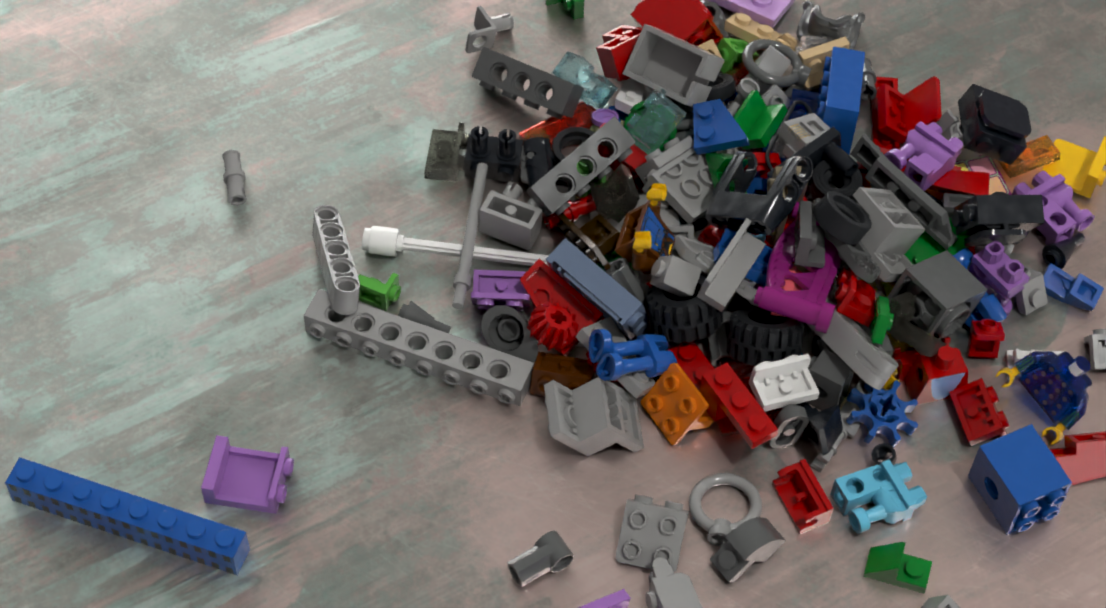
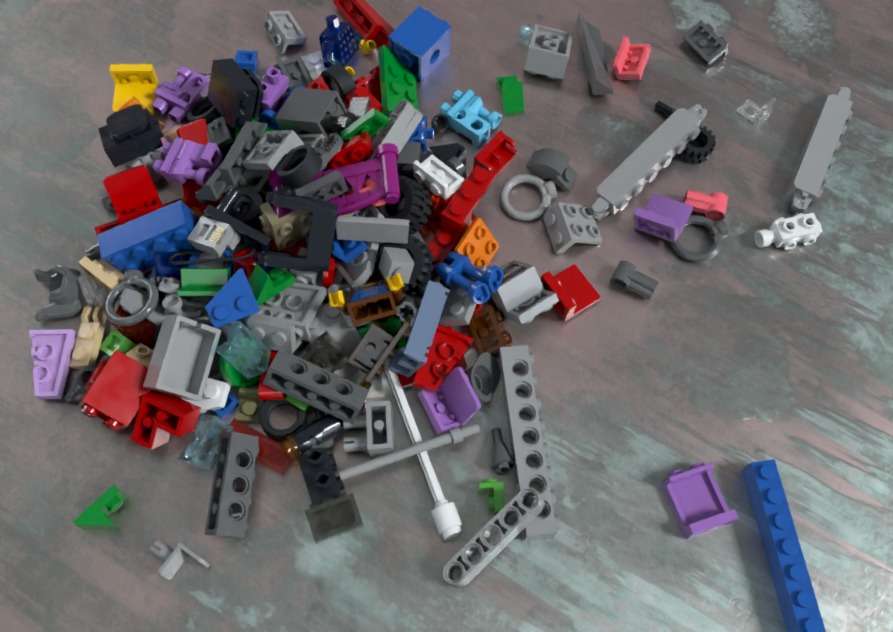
camera: 120 degrees left, 10 degrees up
(552, 326) = (468, 343): red gear -> none
(567, 476) = (572, 290): none -> red bracket
(603, 116) = (238, 410): medium lavender piece -> none
(957, 424) = (395, 81): none -> green wing
(988, 357) = (339, 80): none -> black tyre
(1033, 327) = (294, 70): none -> dark grey bracket

